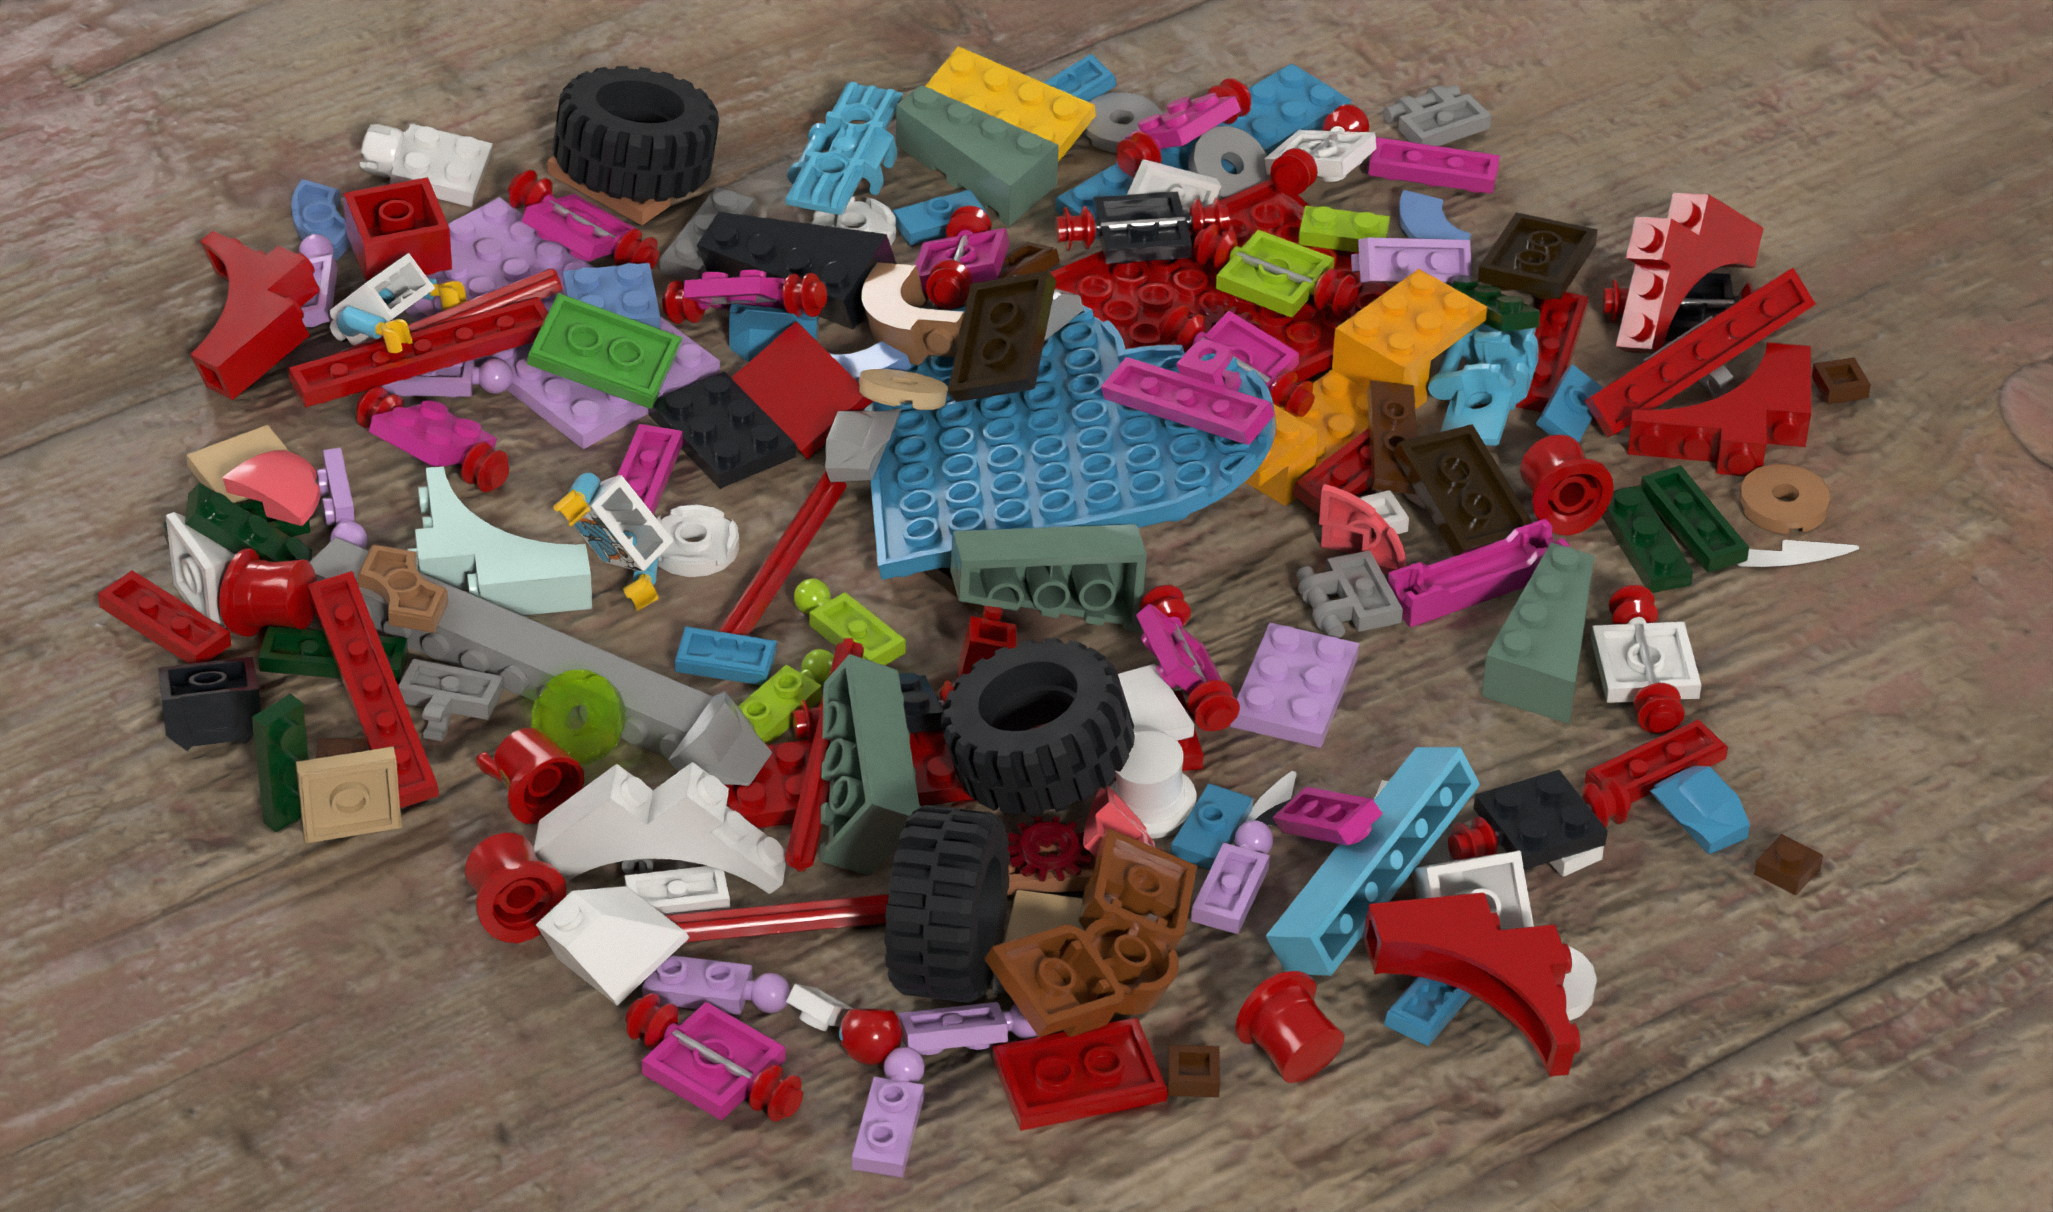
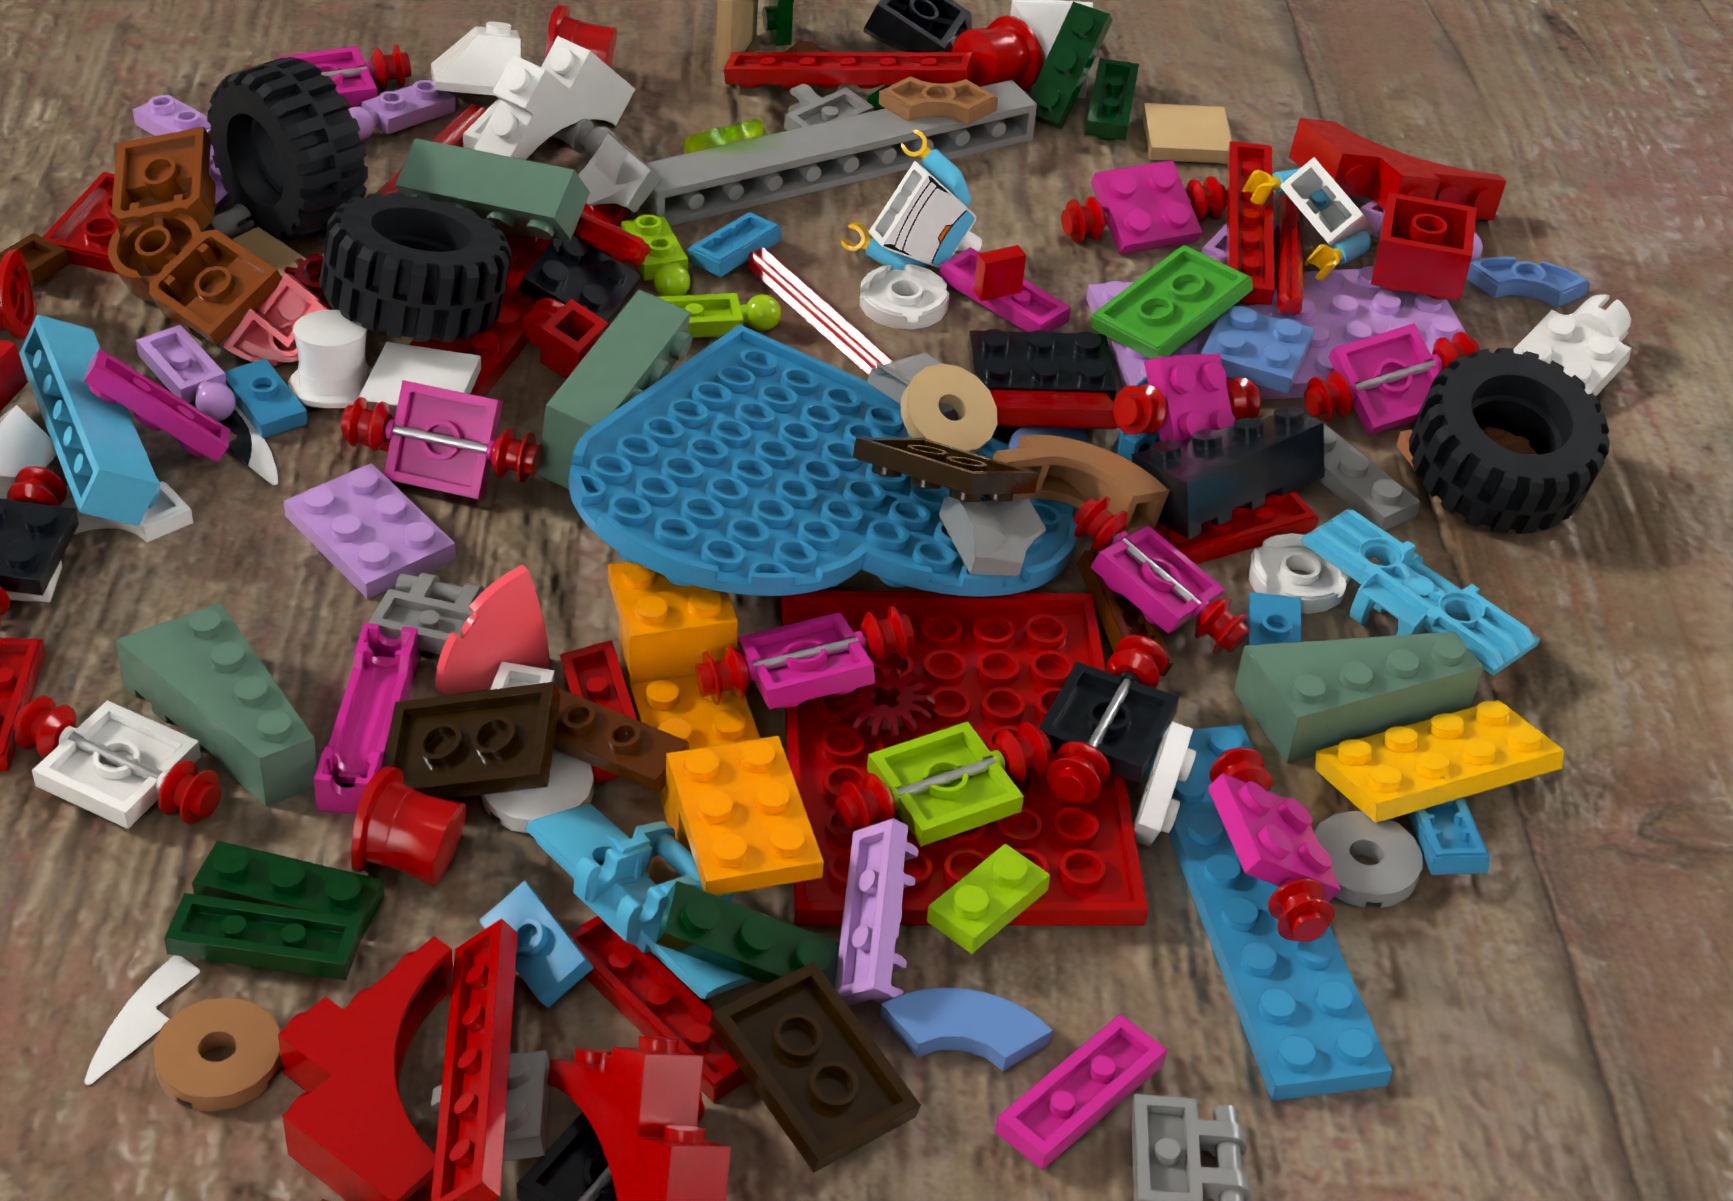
camera: 120 degrees right, 0 degrees up
(280, 482) = (1133, 106): coral brick -> none
(339, 507) = (1094, 142): lavender plate -> none
(494, 564) = (1000, 174): light aqua arch -> none
(534, 772) = (690, 103): red hat -> none
(657, 453) = (999, 273): none -> red tile
(1194, 395) = (706, 499): dark pink plate -> none
(1236, 147) = (1174, 854): light grey tile -> none
(1322, 153) = (1157, 961): plate -> none

